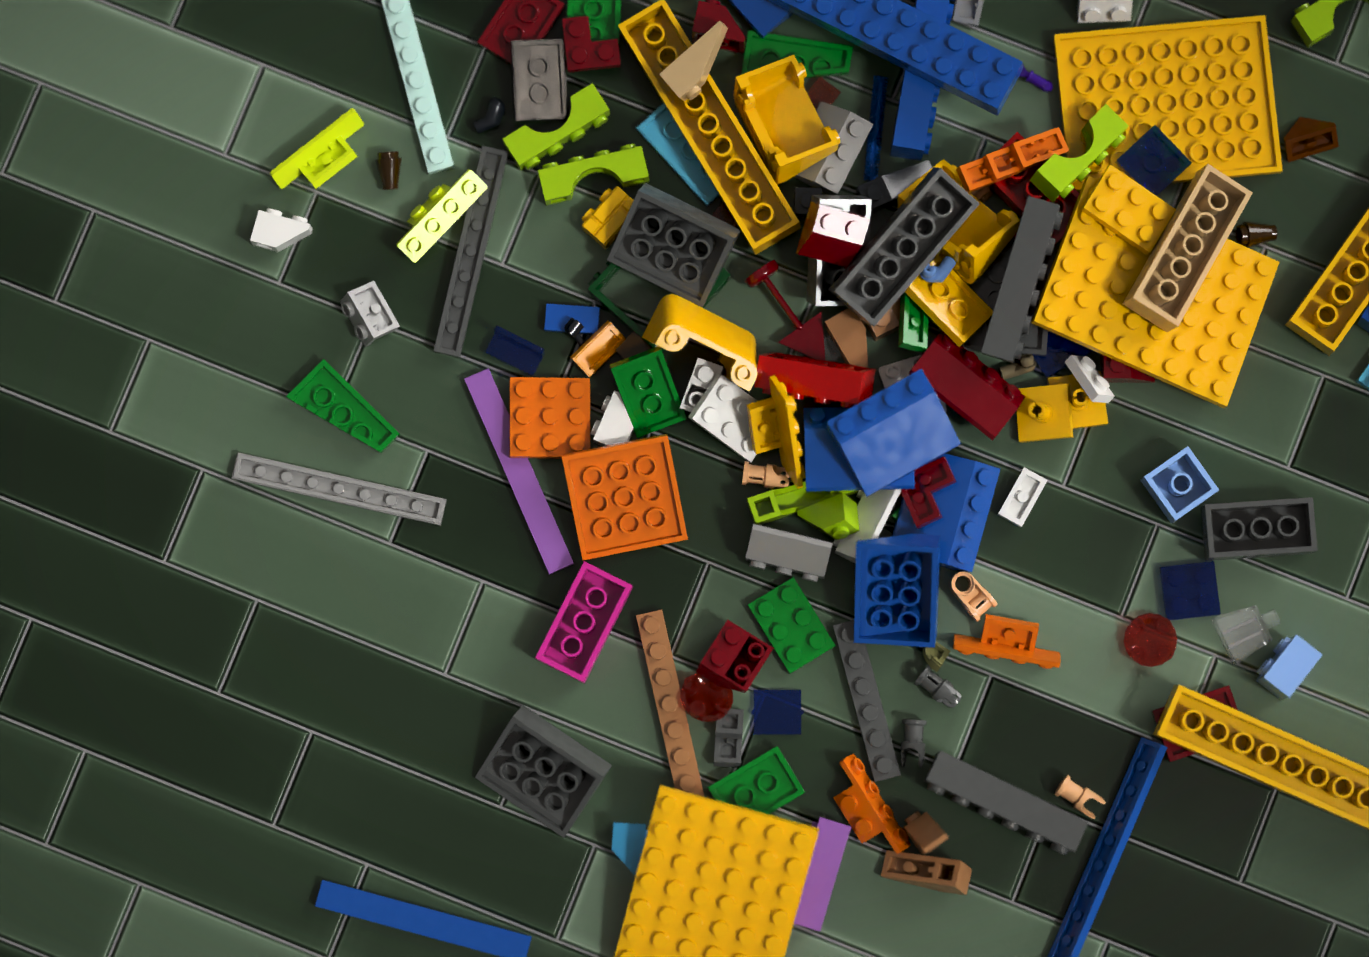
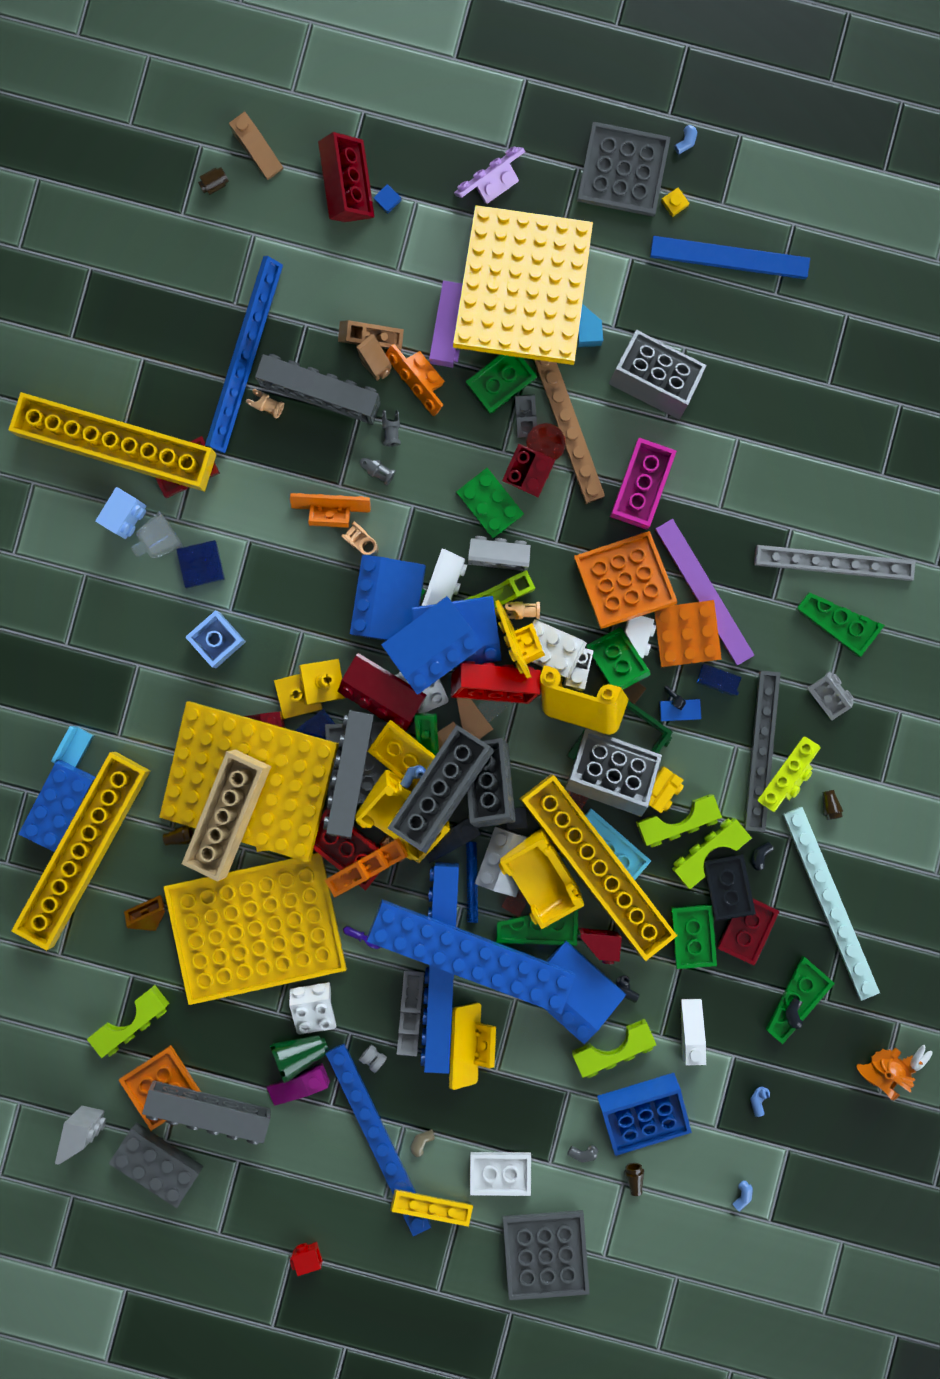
camera: 165 degrees right, 5 degrees up
(278, 232) = (908, 747): white slope -> none
(321, 155) = (884, 810): neon yellow bracket -> none
(584, 54) = (699, 912): dark red plate -> none
(598, 348) = (658, 689): light orange tile -> none
(693, 66) = (617, 909): tan slope -> none
(777, 712) = (492, 439): clear blue piece -> none
(807, 337) = (503, 717): dark red piece -> none
(832, 234) = (496, 791): slope -> none
(833, 516) = (469, 582): lime slope -> none
(867, 703) = (428, 455): dark grey plate -> none
(897, 590) = (415, 532): blue slope -> none
(928, 480) = (404, 600): dark red plate -> none
(935, 656) = (382, 494): olive tile -> none
(1022, 497) = (331, 617): white plate -> none
(1025, 365) = (338, 715): dark tan arm -> none
(1059, 173) = (329, 861): lime arch -> none
(1090, 380) = (290, 709): white plate -> none
(1128, 209) = (274, 839): yellow plate -> none
(1150, 640) = (225, 524): clear red dish -> none
(1153, 161) = (260, 880): clear blue plate -> none
(1259, 529) = (153, 613): dark grey brick -> none

